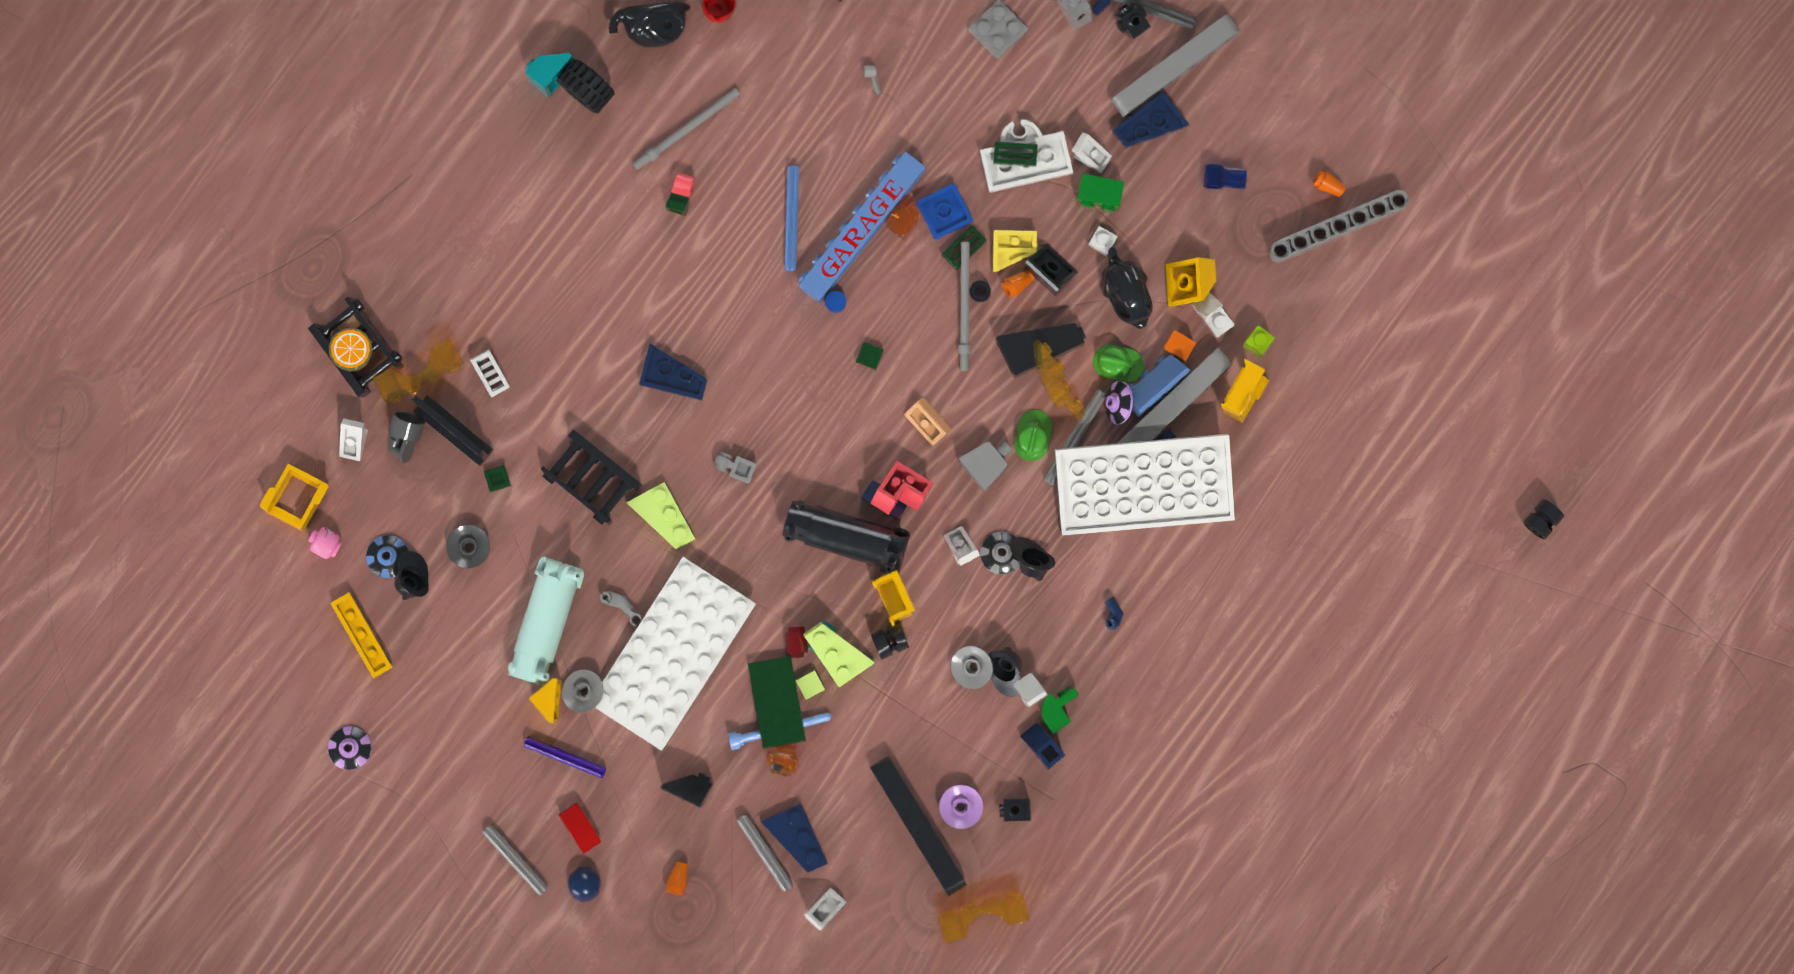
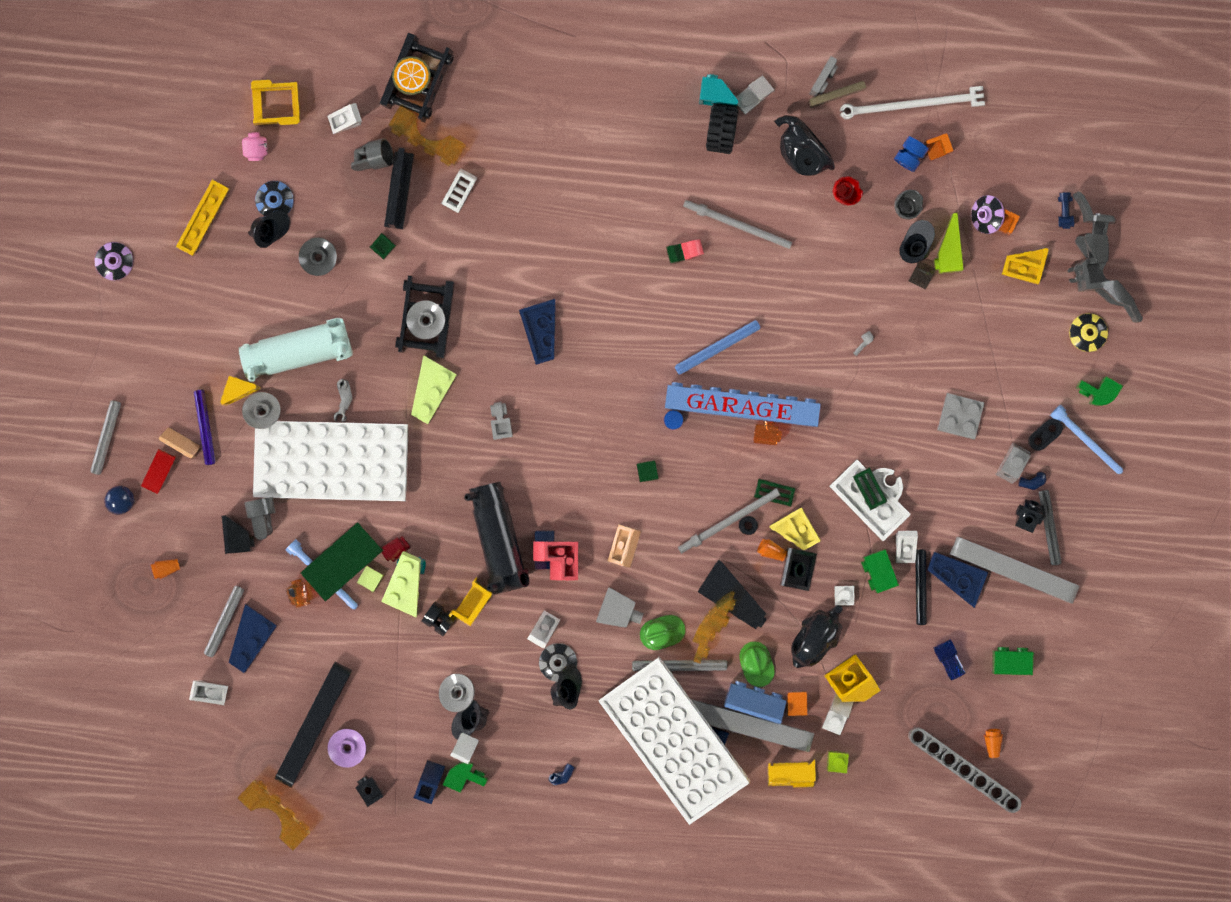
camera: 60 degrees right, 5 degrees up
(565, 790) = (180, 443): none -> light nougat slope
(572, 38) = (754, 94): none -> white slope
(585, 469) = (415, 319): none -> light grey dish
(680, 752) = (260, 512): none -> dark grey piece
(944, 211) = (793, 461): blue plate -> none
(1118, 402) = (725, 683): dish -> none
(1139, 164) = (921, 589): none -> black axle
(1262, 120) = (1012, 662): none -> green piece

